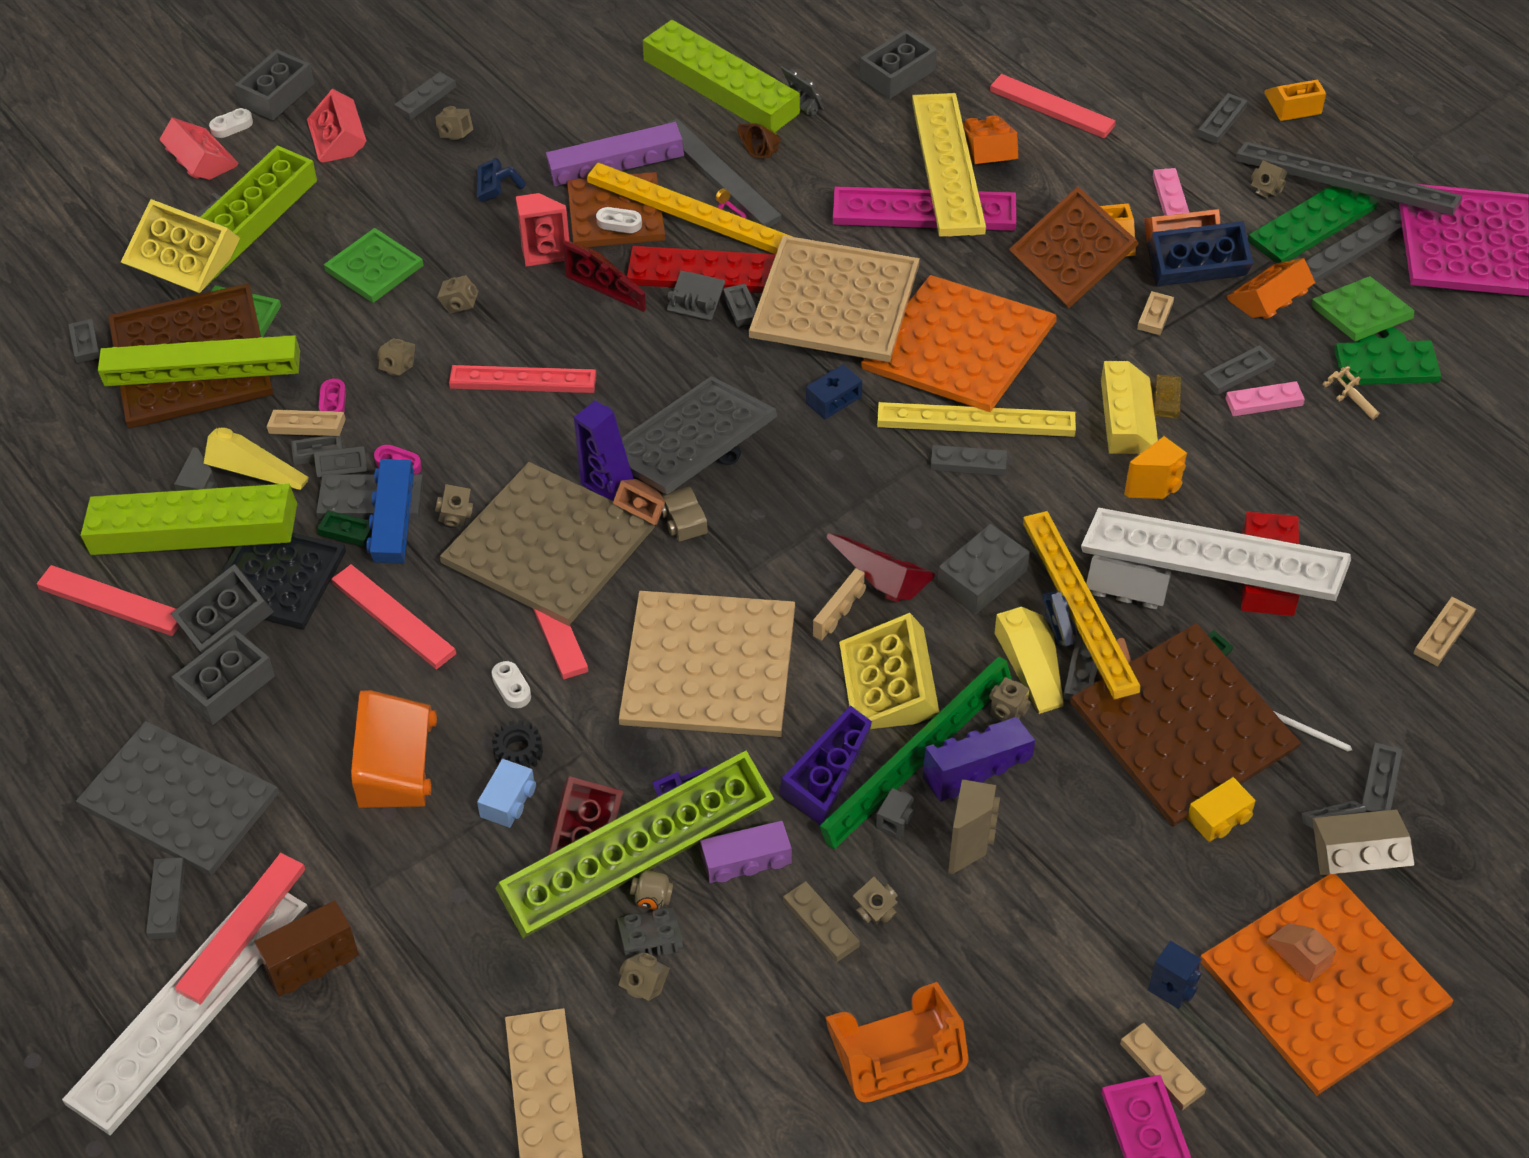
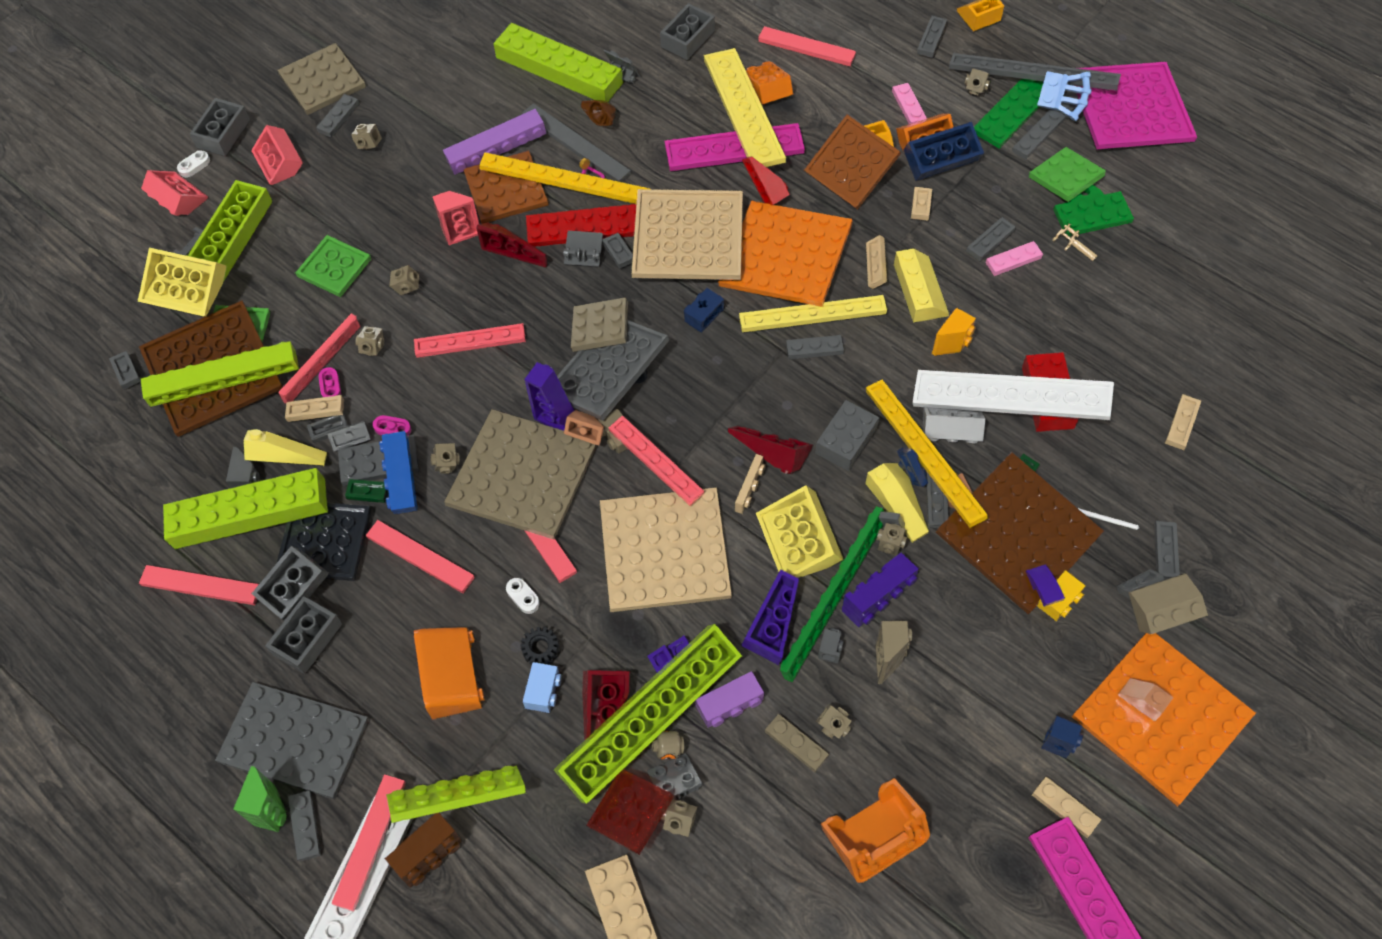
camera: 10 degrees left, 10 degrees up
(117, 853) = (260, 802): none -> bright green slope
(328, 367) = (319, 359): none -> coral tile
(371, 888) = (454, 793): none -> lime plate
(415, 50) = (321, 78): none -> dark tan plate
(490, 179) = (405, 176): dark blue plate -> none
(581, 954) = (630, 811): none -> clear red plate
(619, 220) = (511, 197): white plate -> none
(693, 385) = (599, 324): none -> dark tan plate
(723, 554) = (656, 460): none -> coral tile
(954, 254) = (768, 184): none -> slope
(1016, 674) = (891, 518): none -> dark grey tile
(1076, 372) = (876, 262): none -> tan plate
(1167, 396) = (945, 268): clear yellow plate -> none
(1201, 790) = (1045, 584): none -> dark purple slope
(1273, 288) = (999, 169): orange slope -> none
(1369, 201) = (1054, 88): none -> light blue plate

